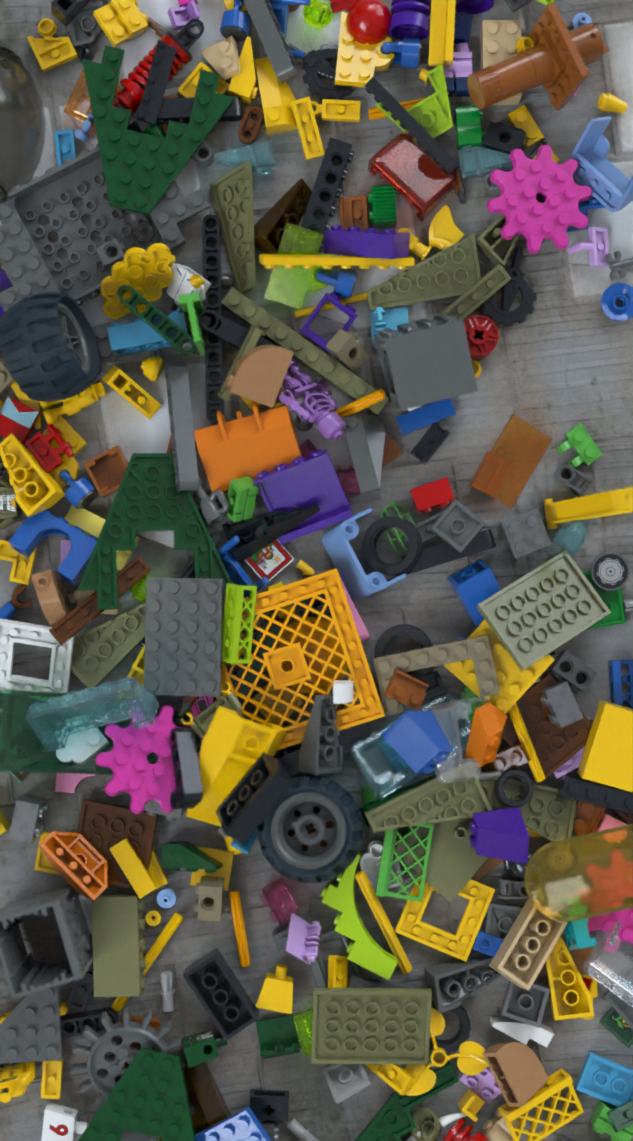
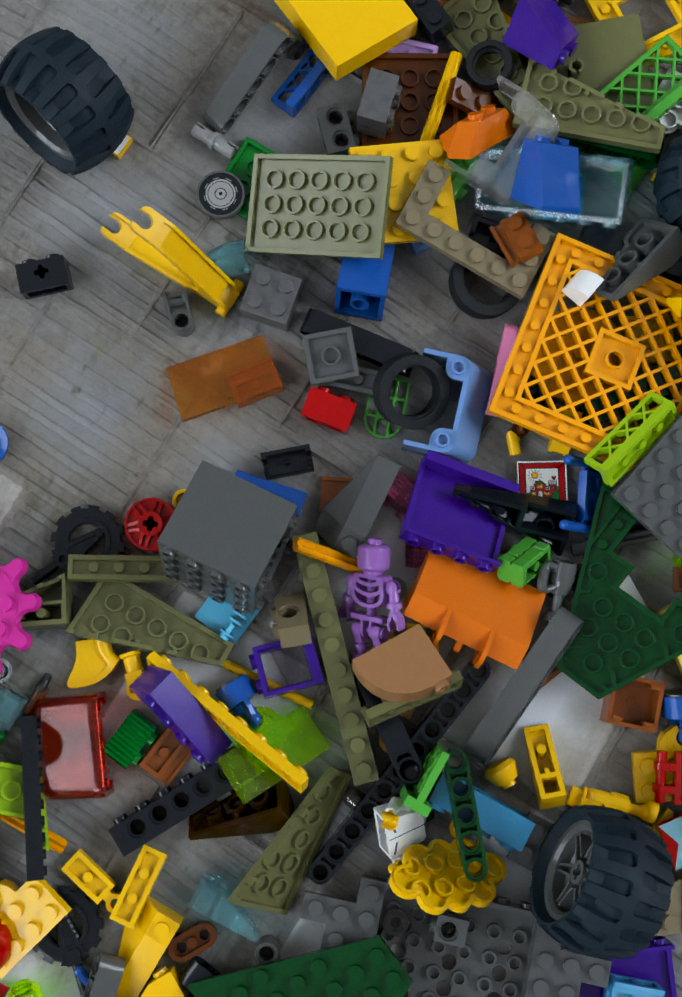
camera: 145 degrees left, 5 degrees down
(582, 444) = (140, 337): bright green plate -> none

